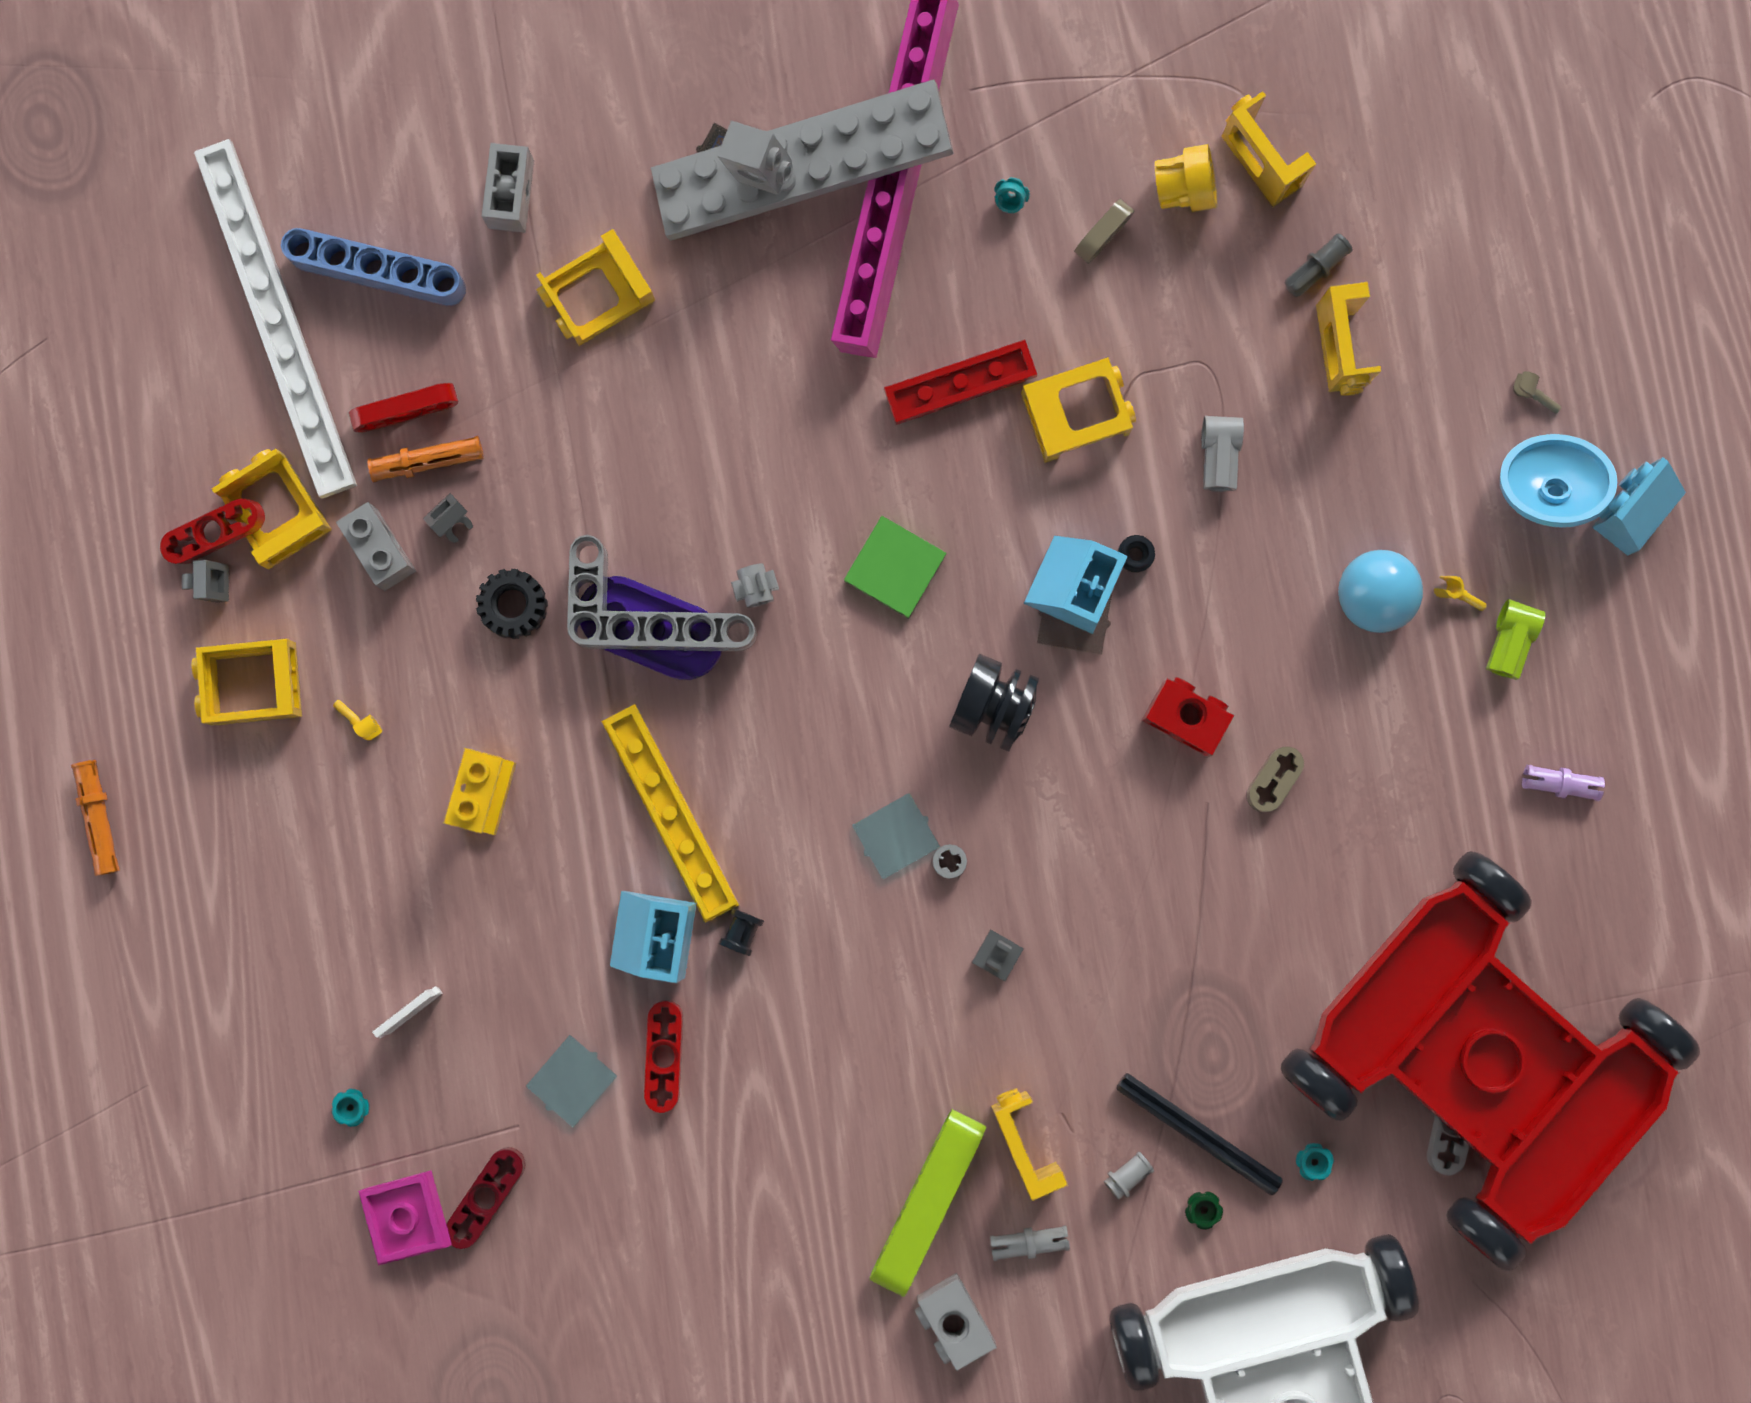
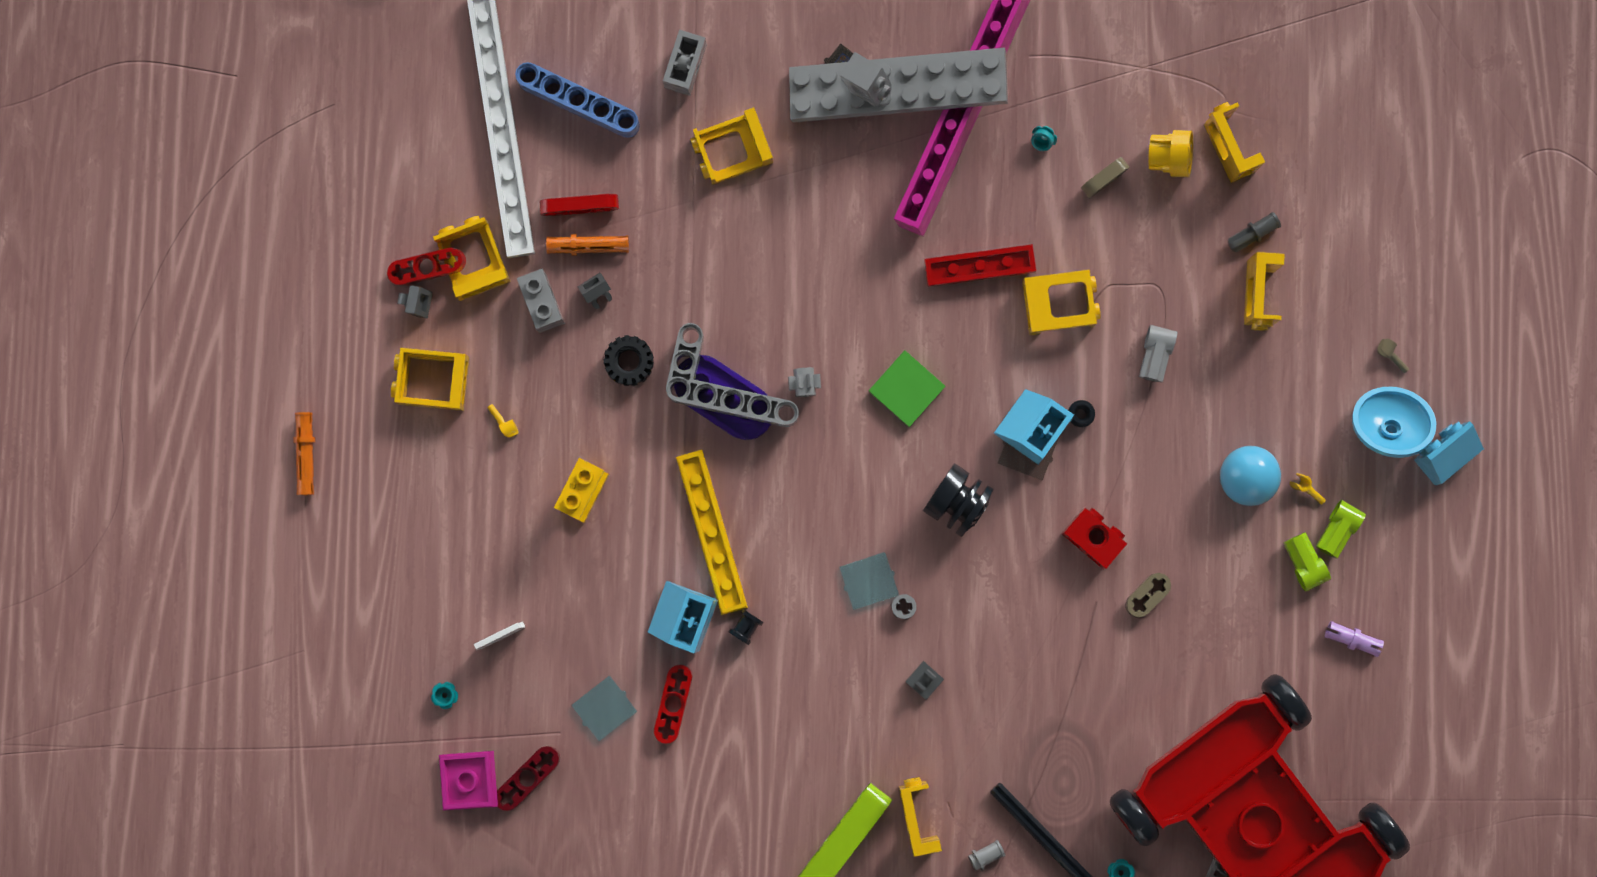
camera: 15 degrees right, 0 degrees up
(1484, 700) = (1309, 568): none -> lime piece

